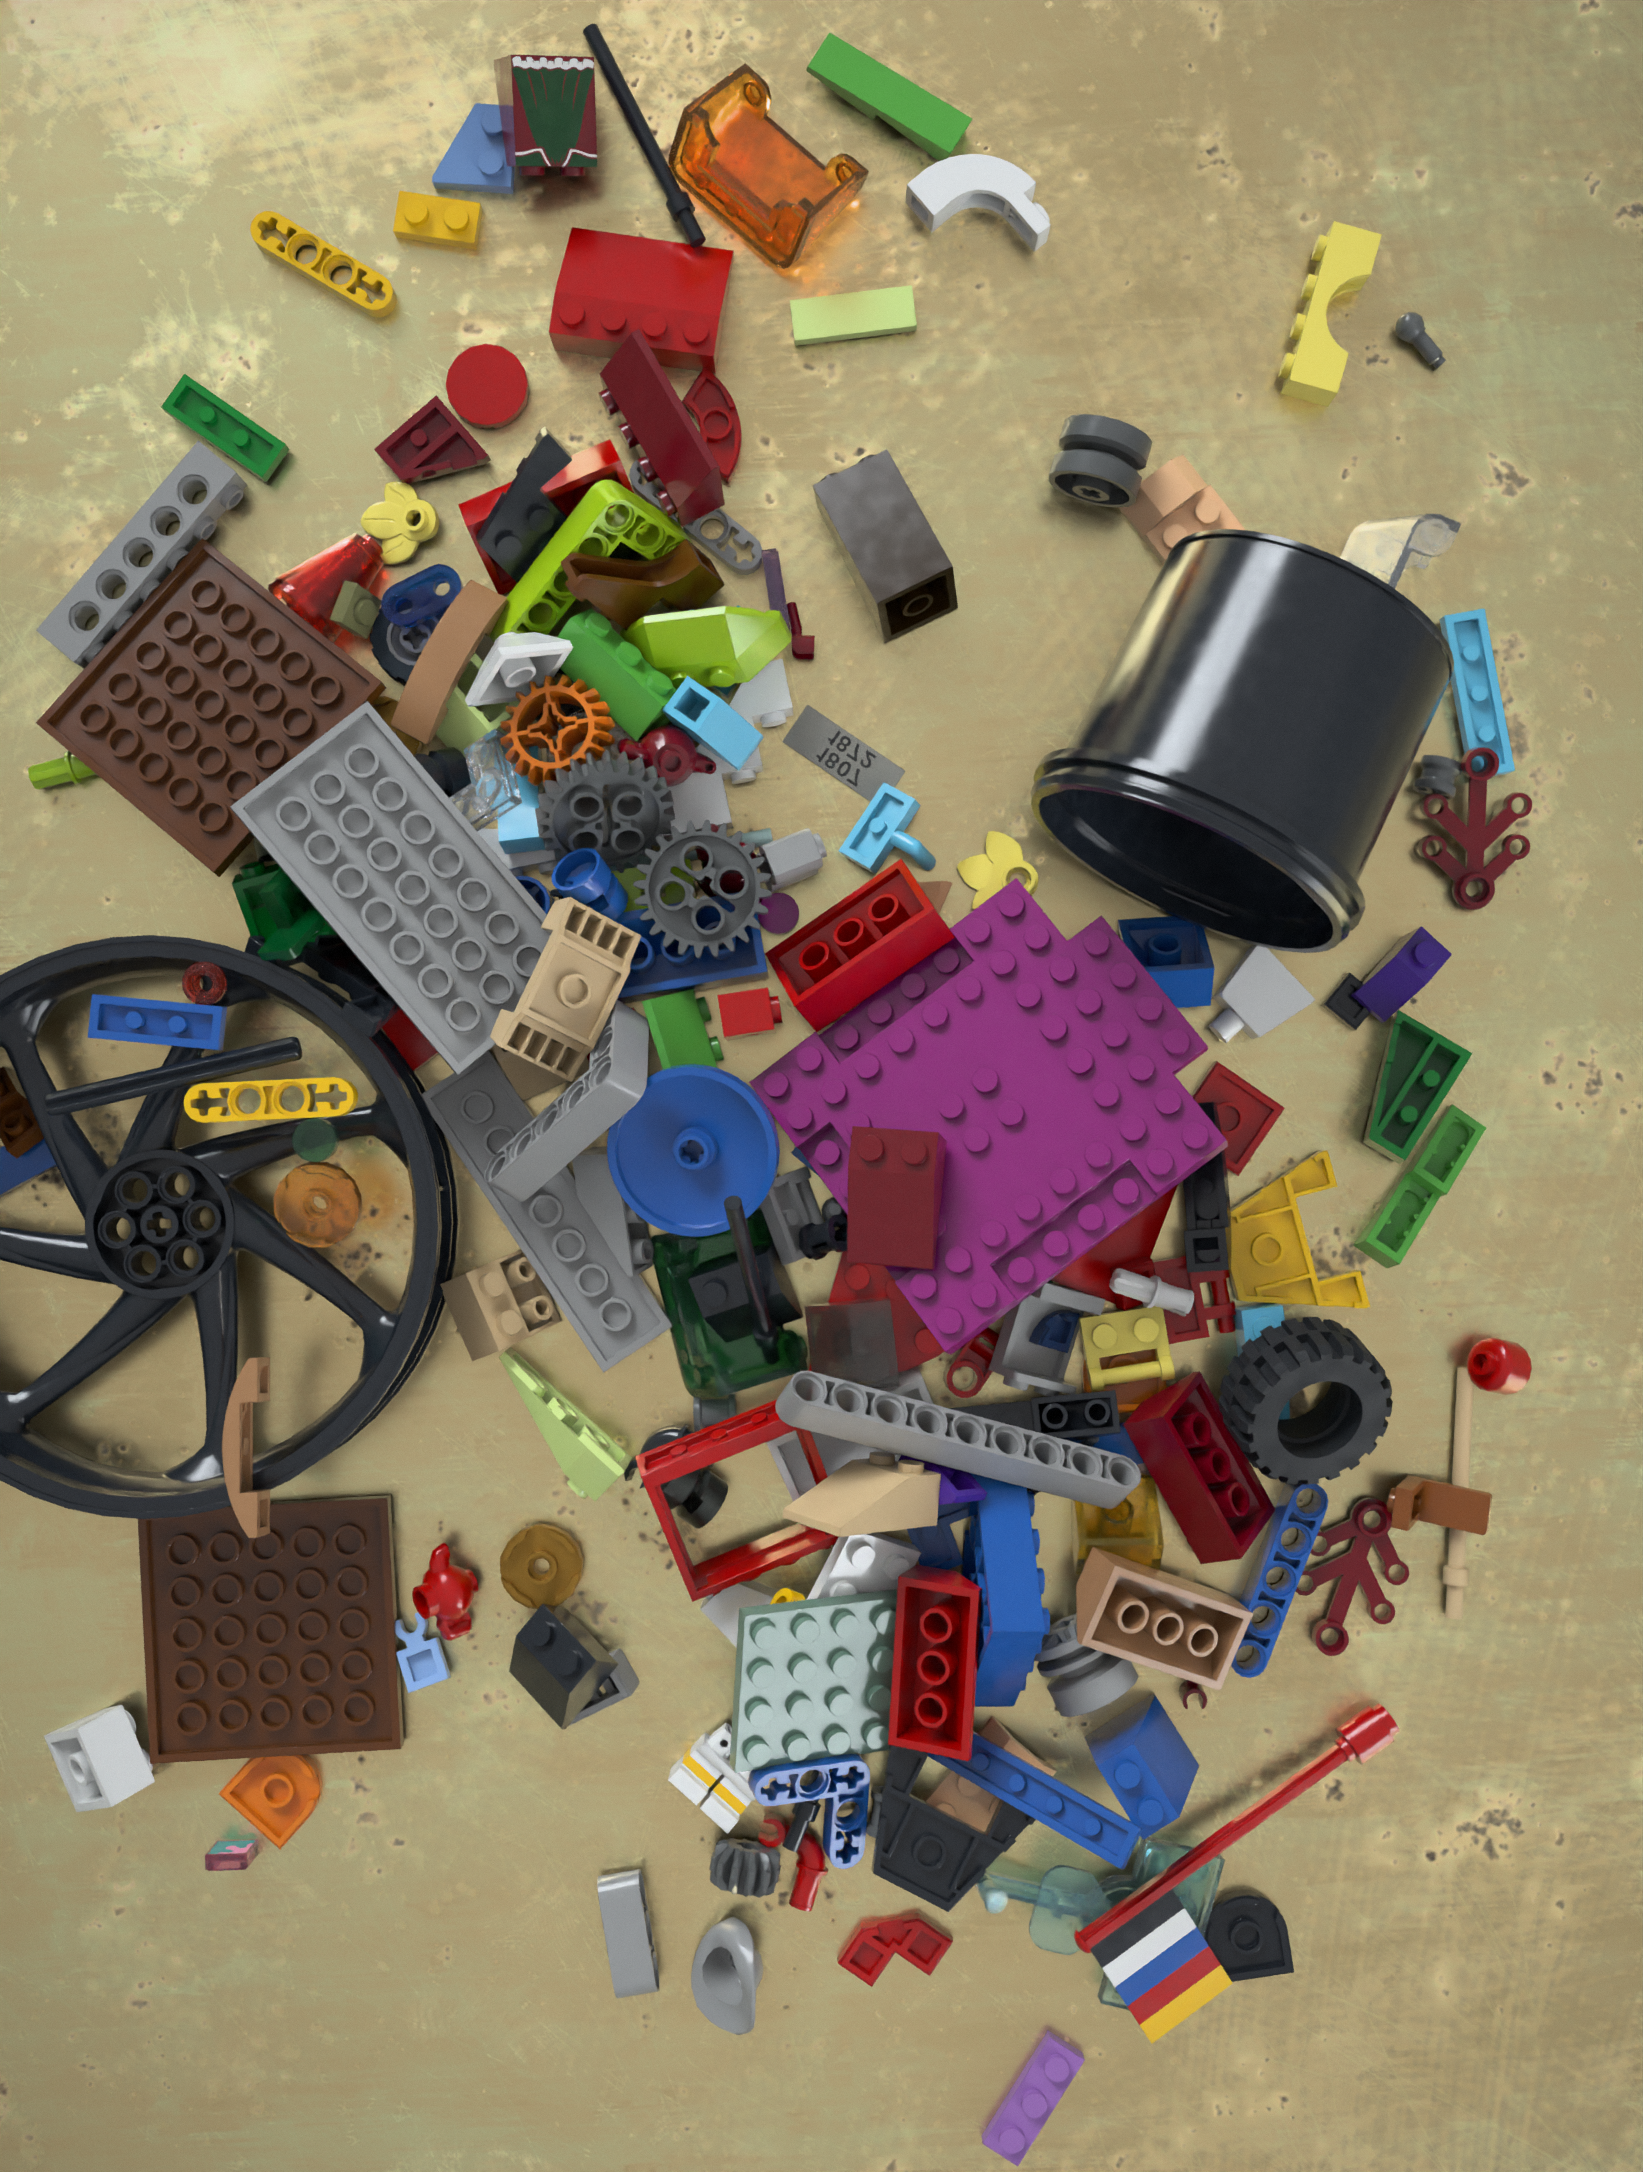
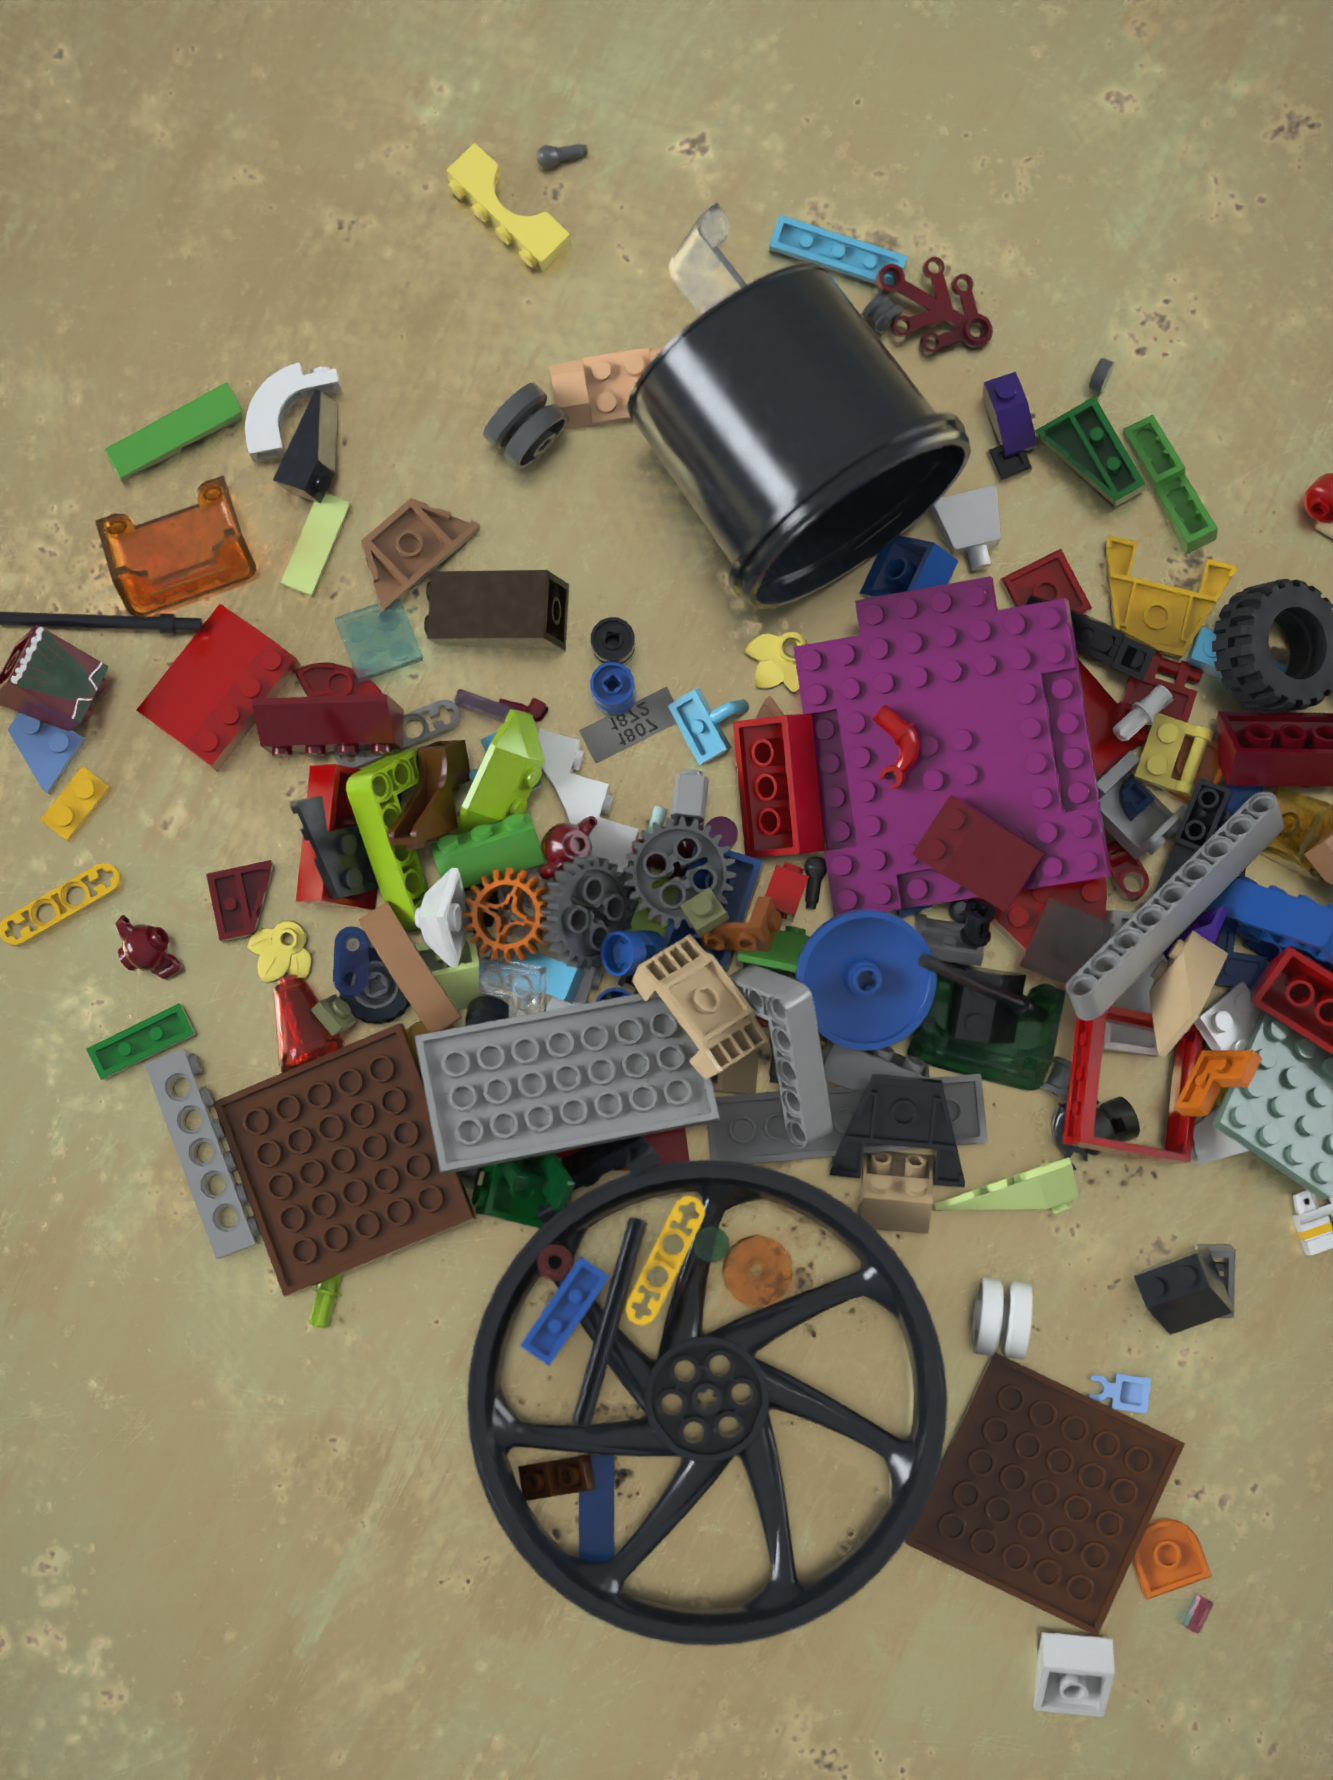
camera: 55 degrees left, 5 degrees down
(249, 1505) = (867, 1388): medium nougat slope -> none
(322, 376) = (146, 949): none -> dark red piece
(424, 1493) = (1008, 1318): none -> white wheel
(446, 1594) = (1088, 1347): red piece -> none
(487, 386) = (217, 834): red tile -> none
(525, 1581) = (1123, 1262): pearl gold plate -> none
(579, 1268) = (901, 1114): none -> black wing
(671, 937) = (704, 912): none -> olive plate
(678, 1007) = (745, 936): none -> dark orange bracket
(712, 723) = (563, 801): medium azure slope -> none
(785, 436) = (378, 640): none -> clear light blue plate
(791, 1036) = (816, 869): none -> dark grey piece
(795, 1574) = (1211, 1073): none -> orange plate
(868, 713) = (613, 688): none -> blue wheel
(902, 413) = (410, 547): none -> medium nougat wing
(917, 685) = (613, 641): none -> black wheel
(947, 252) = (312, 451): none -> black slope
(979, 1049) = (905, 737): none -> red piece
(1499, 1049) = (1101, 375): none -> dark grey tile

